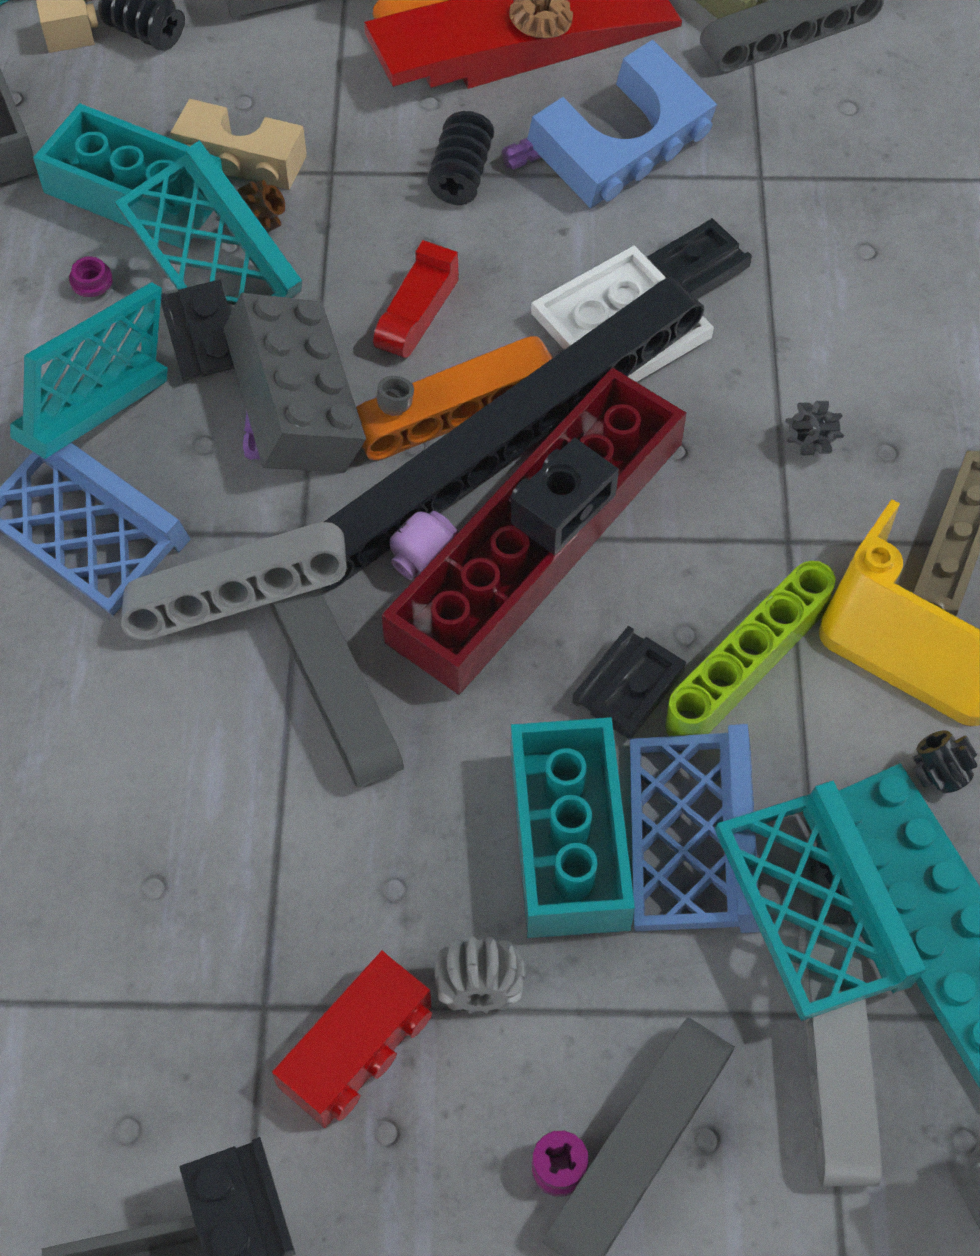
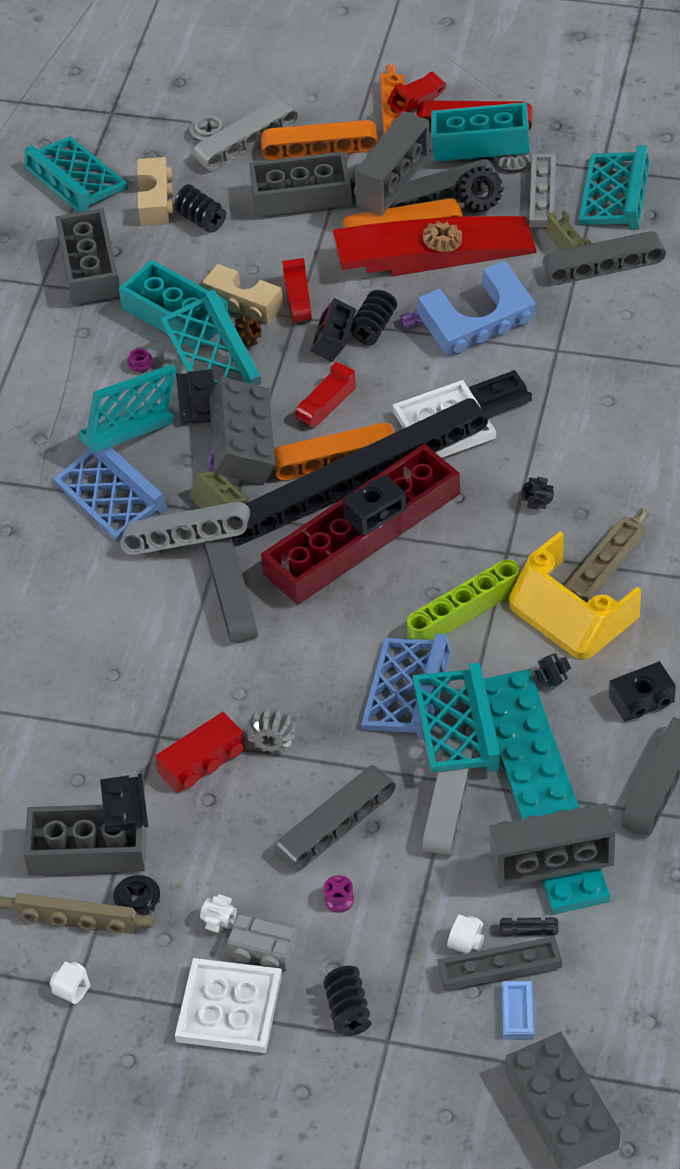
camera: 15 degrees right, 10 degrees down
(271, 503) = (213, 490): none -> olive hinge
(326, 128) = (297, 289): none -> red leg
(394, 395) = (296, 443): dark grey hinge -> none
(403, 187) = (333, 330): none -> black brick
(420, 542) = (292, 520): lavender head -> none
(554, 1174) = (288, 811): magenta wheel -> none
(571, 828) = (337, 671): teal brick -> none
(629, 682) = (390, 609): black plate -> none

